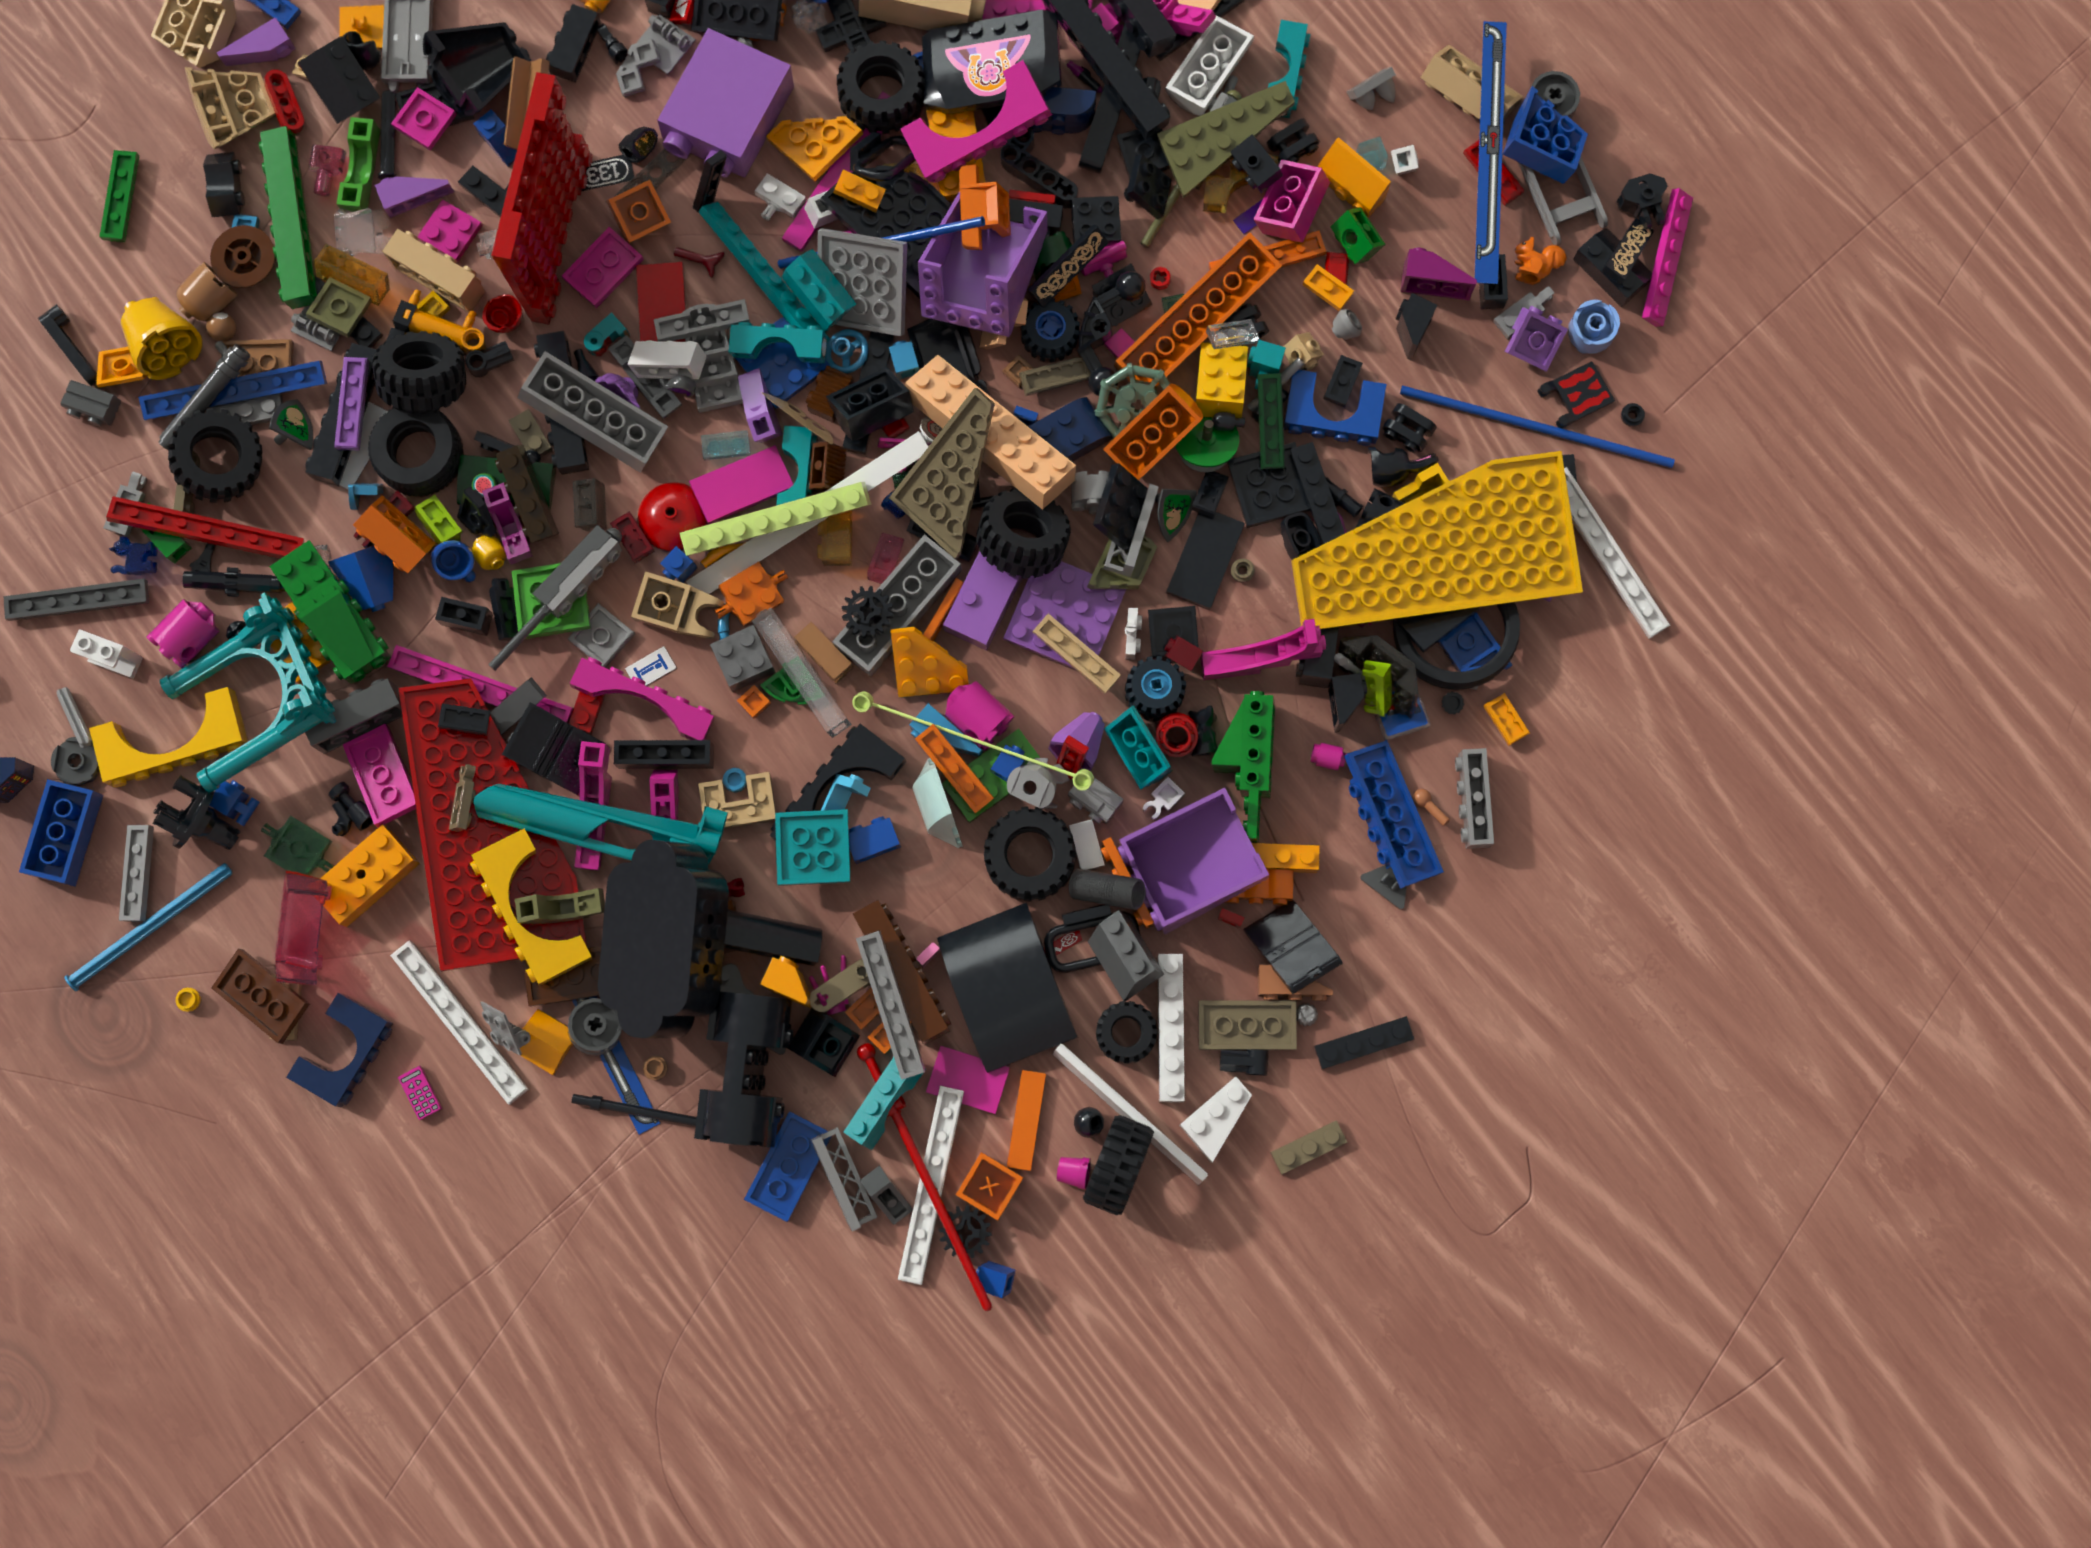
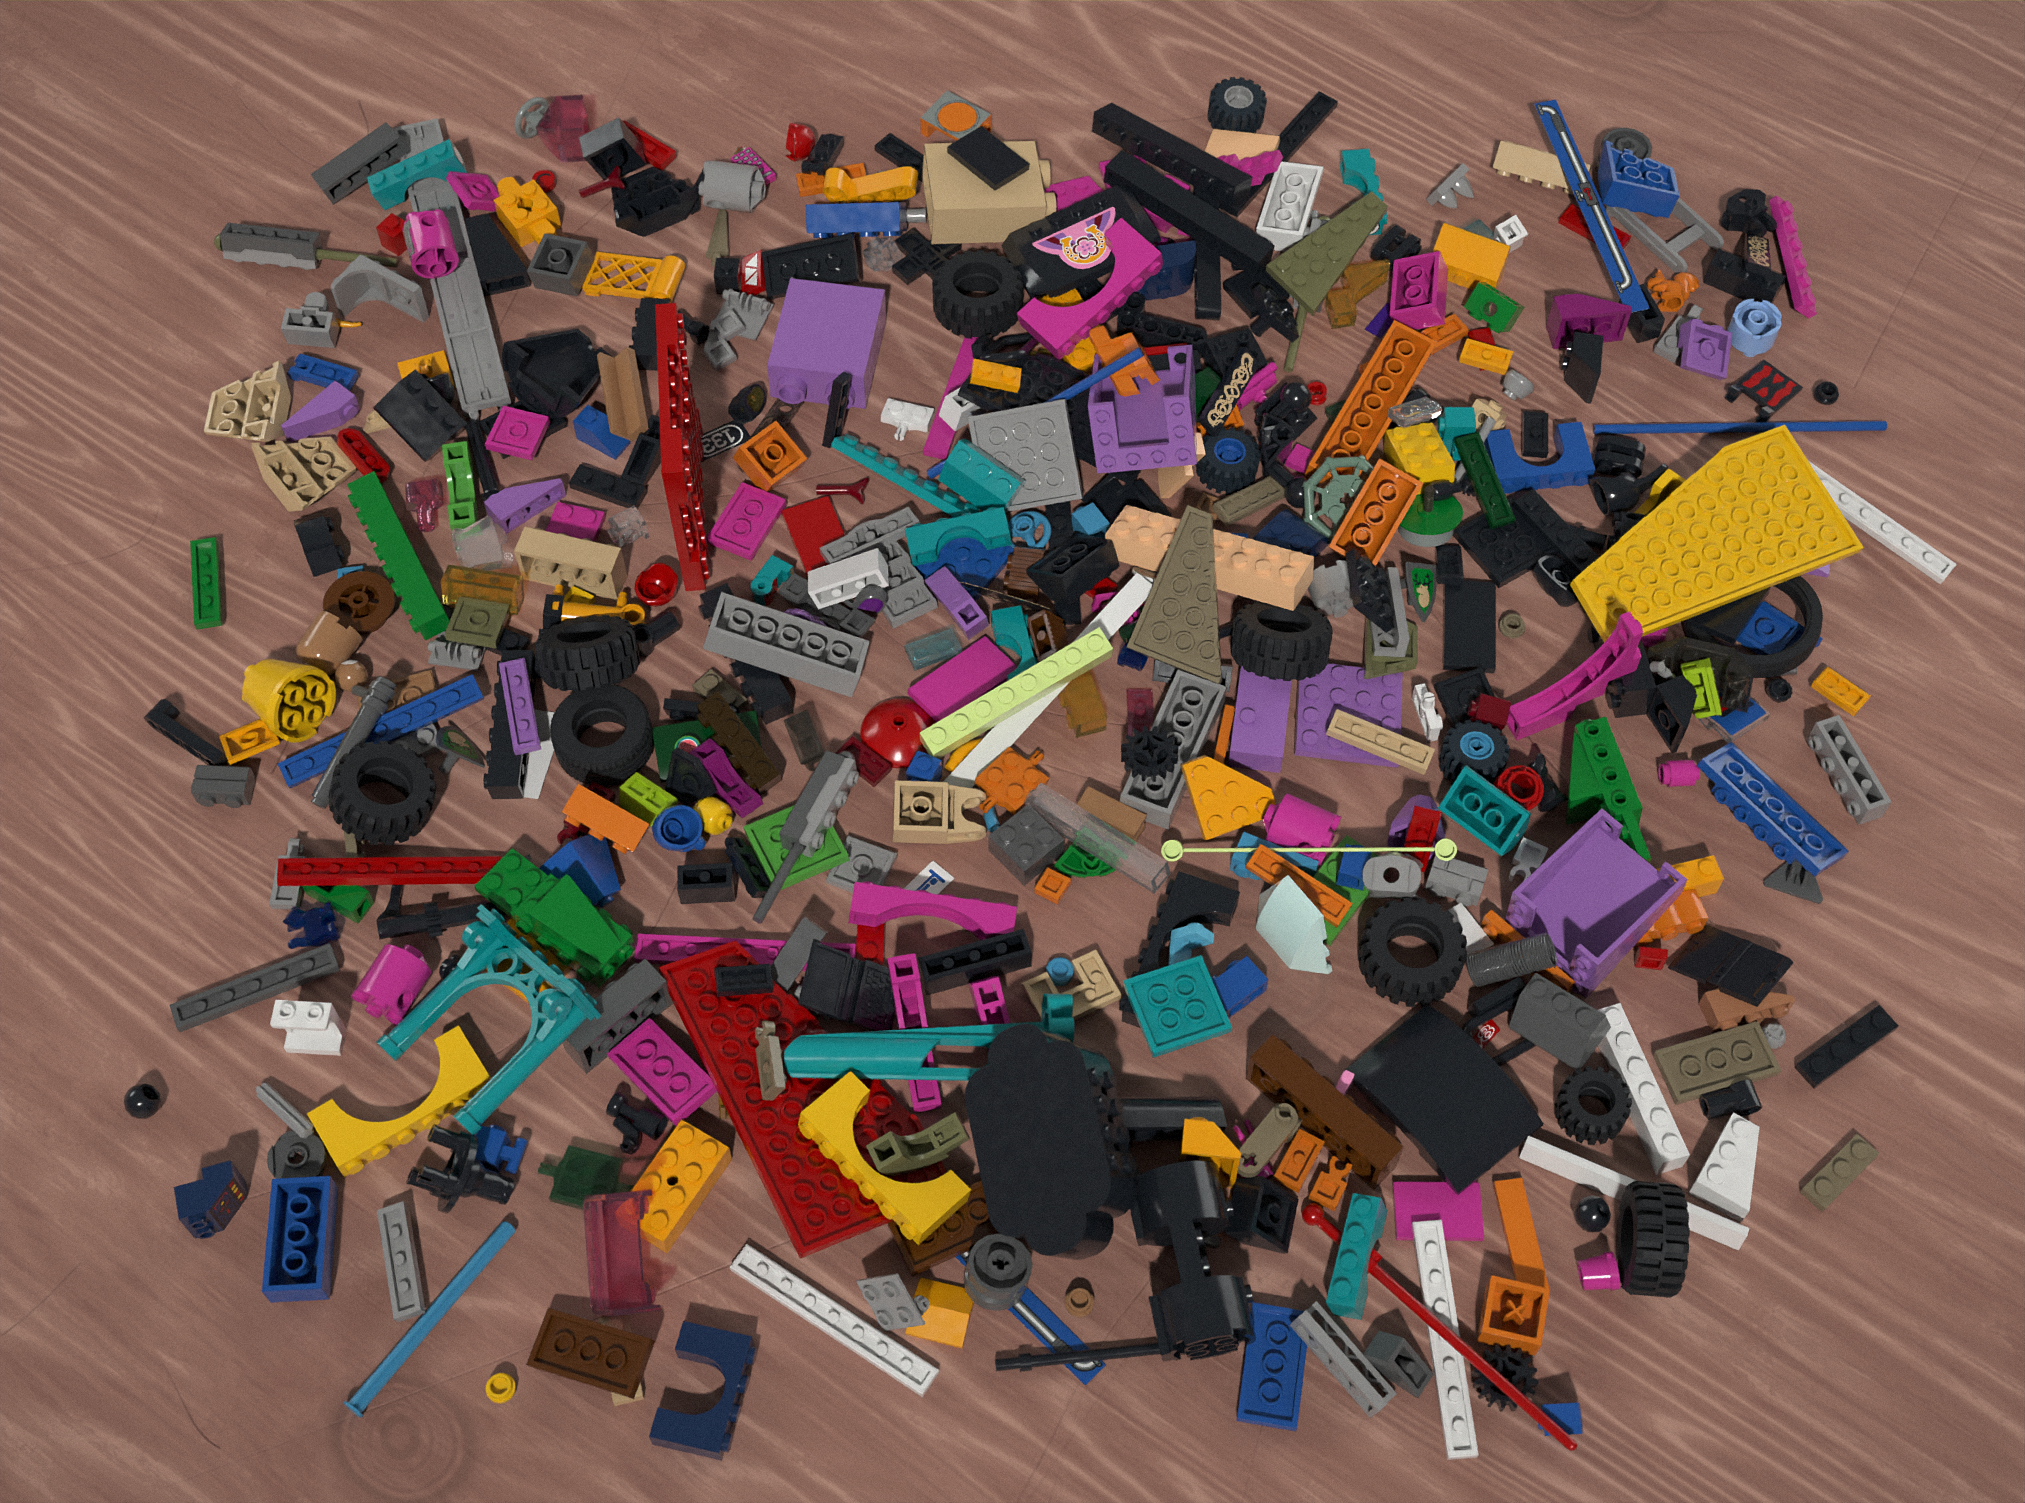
camera: 20 degrees left, 20 degrees down
(358, 489) = (554, 790): dark azure tile -> none
(420, 1092) = (812, 1413): dark pink tile -> none
(814, 142) = (926, 360): light orange plate -> none
(890, 1005) = (1332, 1138): light grey plate -> none
(1256, 164) = (1374, 265): black brick -> none
(1422, 799) = (1795, 791): nougat bar -> none

